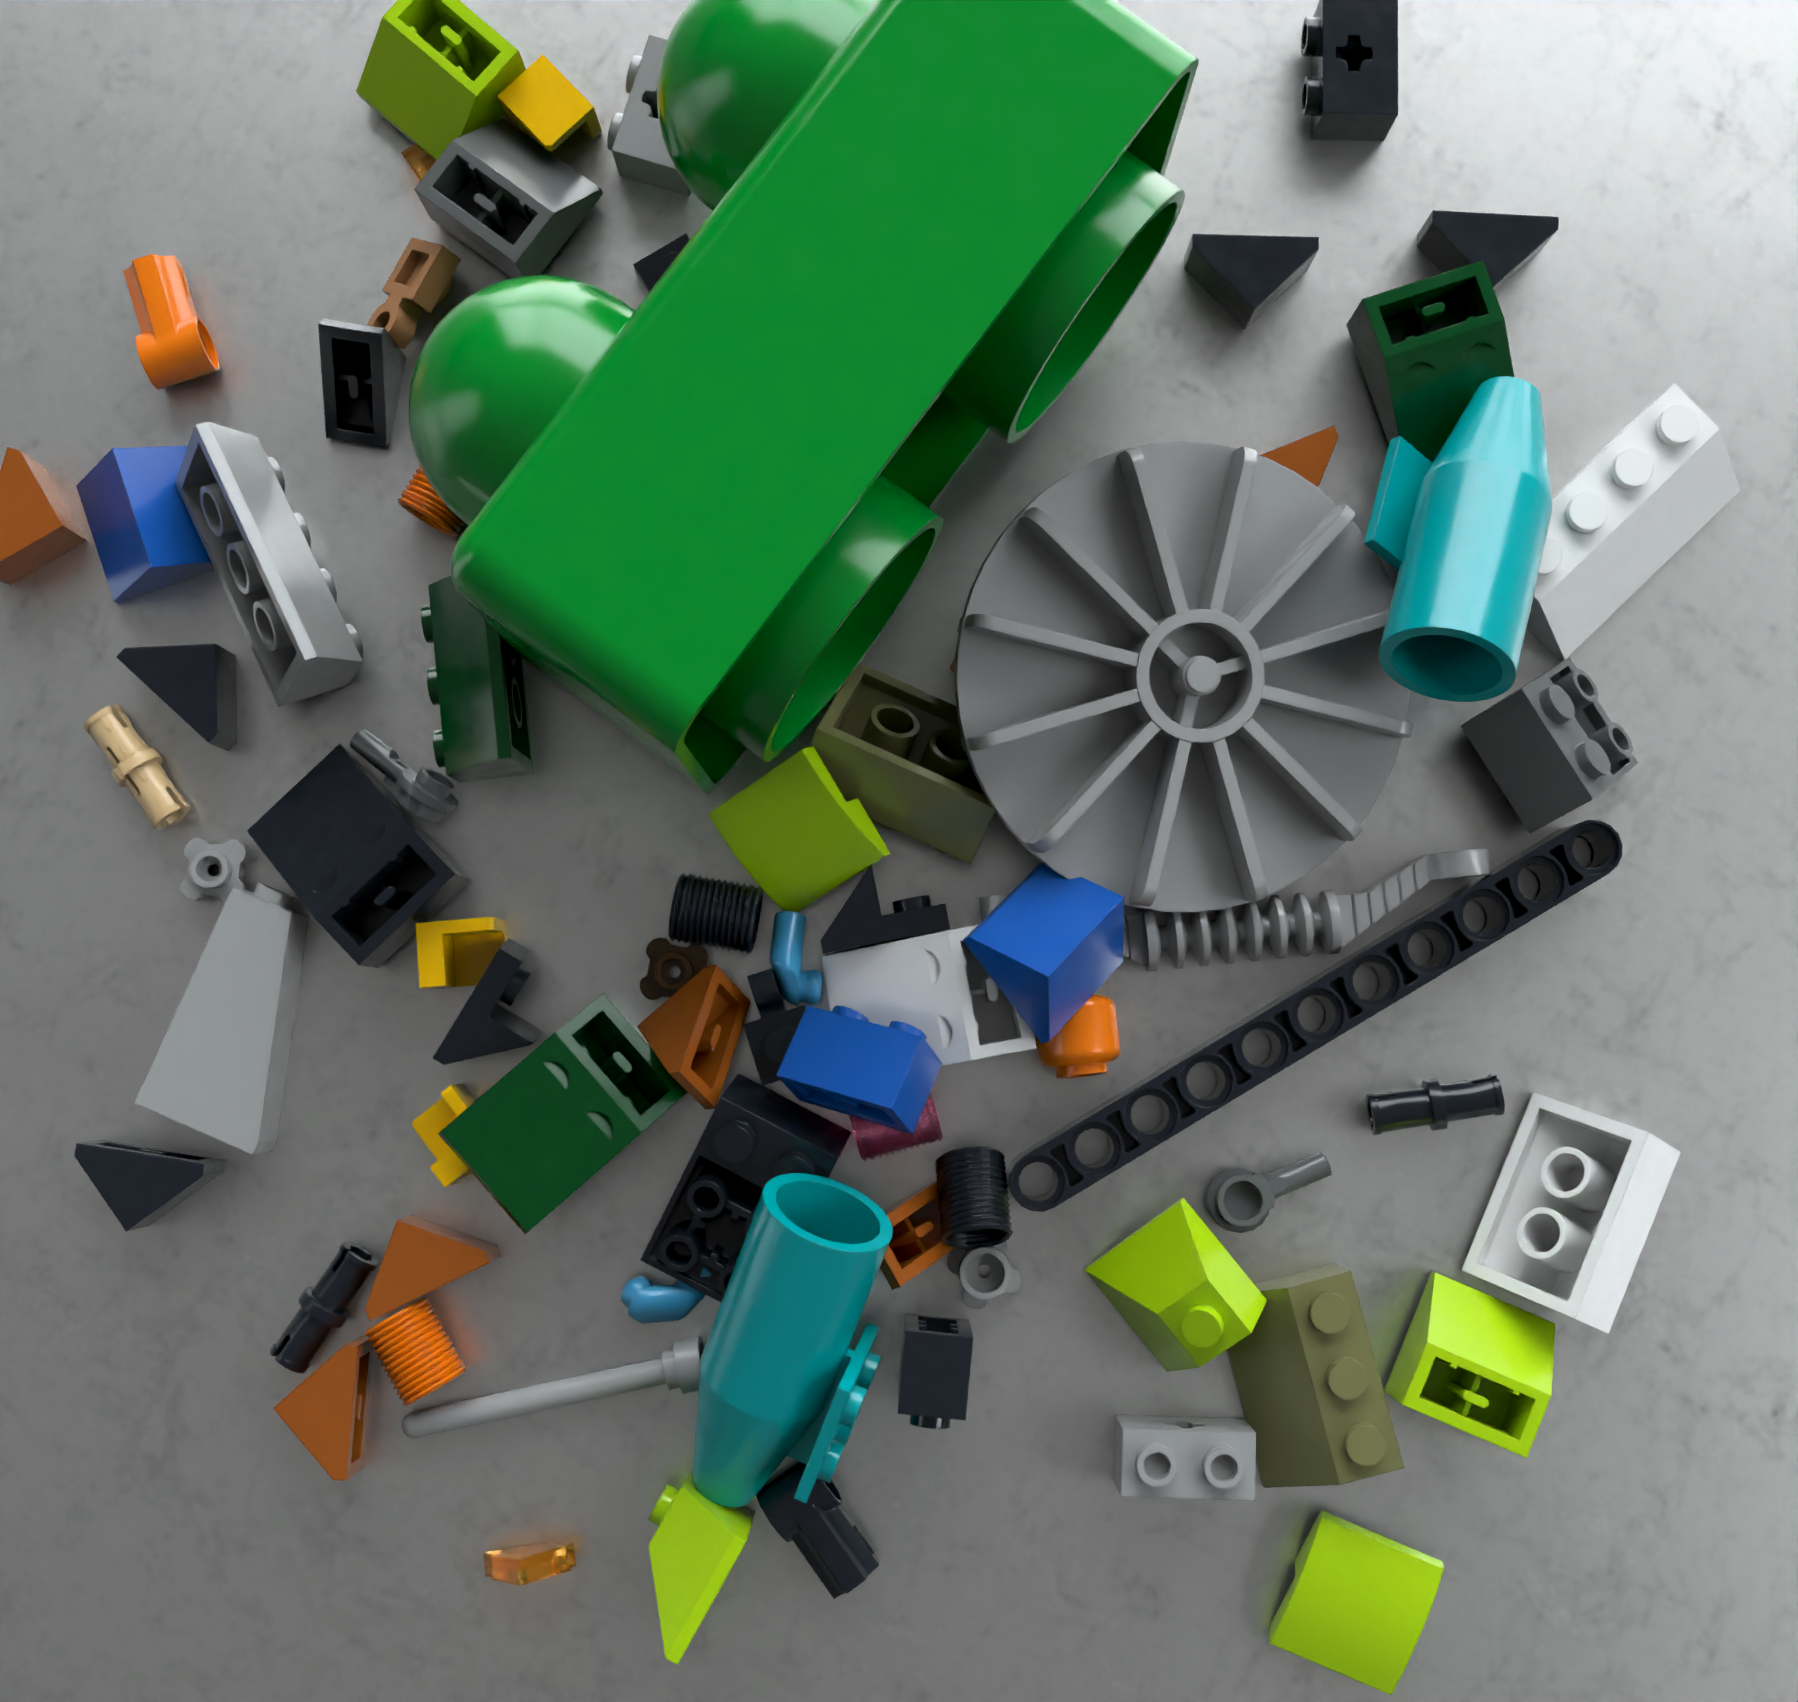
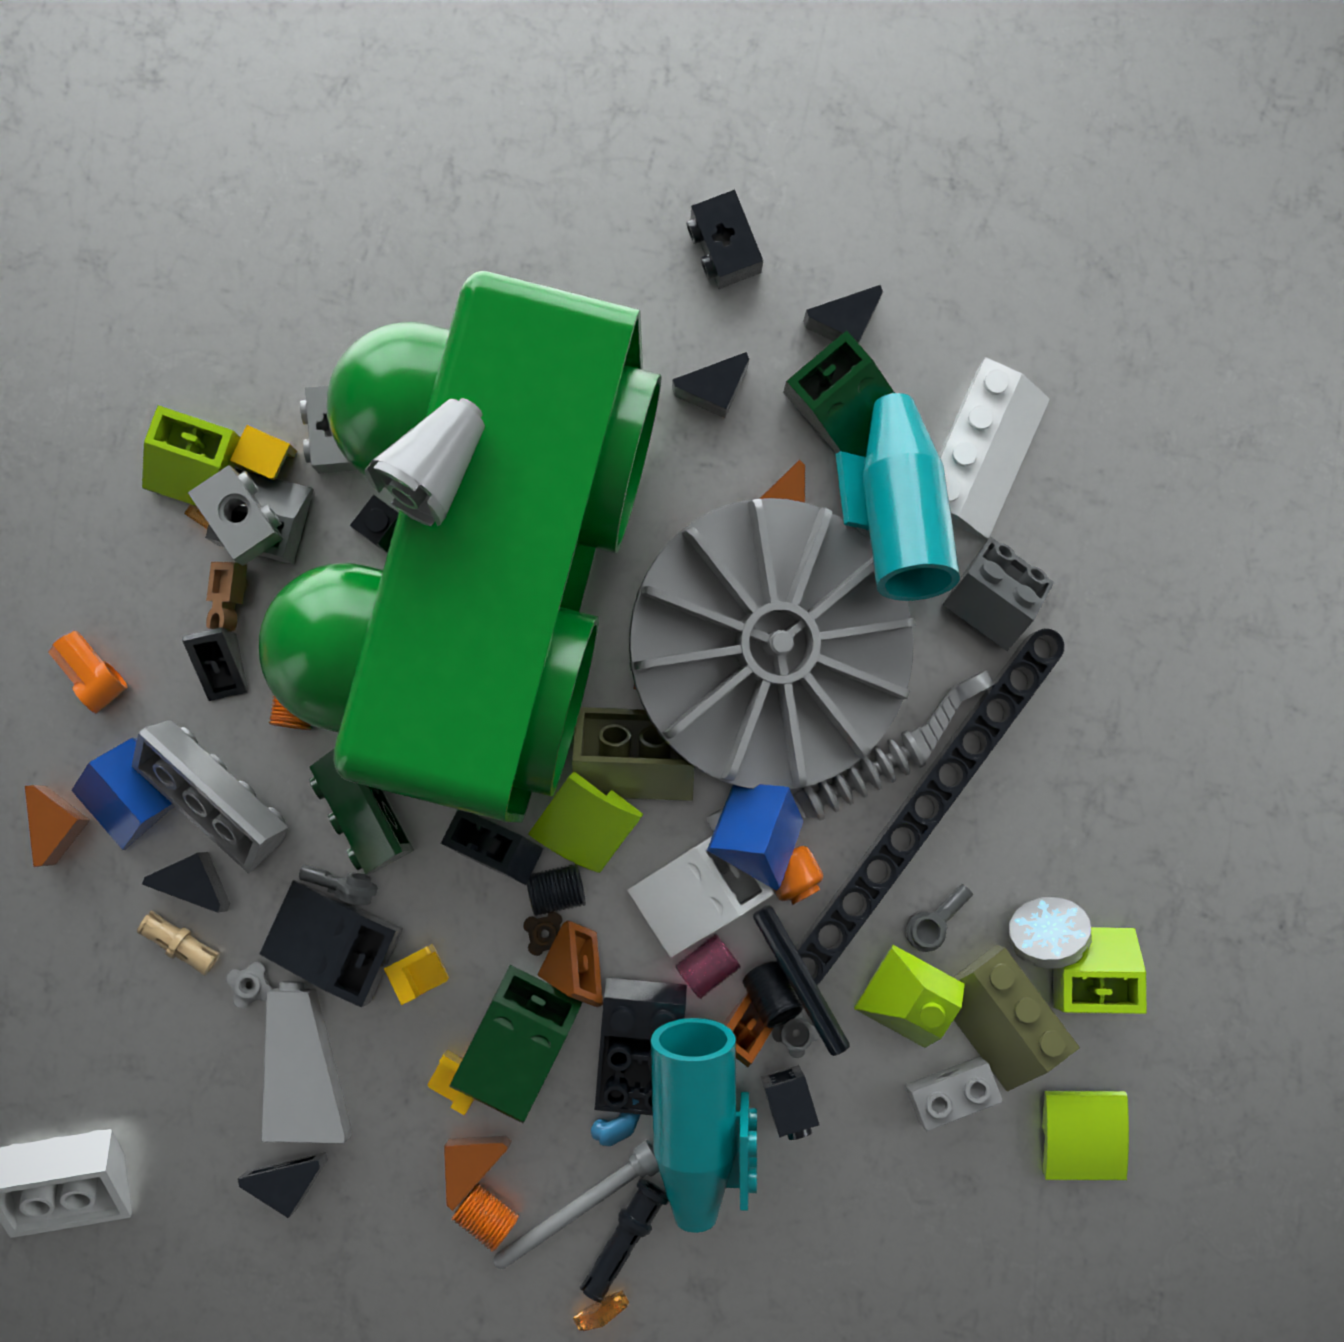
camera: 25 degrees left, 0 degrees up
(324, 1307) = (420, 1214): black pin -> none
(332, 1409) = (450, 1271): dark orange slope -> none
(454, 135) = (217, 500): none -> light grey brick
(482, 1023) = (446, 1010): black slope -> none
(629, 1453) = (633, 1224): none -> black pin
(648, 808) = (492, 846): none -> black brick
(691, 1559) = (695, 1269): lime slope -> none
(774, 1031) = (623, 946): black plate -> none
(780, 145) = (429, 461): none -> light grey cone
(786, 960) = (607, 898): dark azure arm -> none
(819, 1530) = (761, 1222): black piece -> none
(860, 1067) = (677, 946): blue brick -> none
(862, 925) = (644, 861): black slope -> none
(1025, 1194) = (801, 980): none -> black axle
(1427, 1277) = (1050, 932): none -> tile
(1435, 1104) = (1016, 829): black pin -> none
(1571, 1210) = (1119, 859): white slope -> none

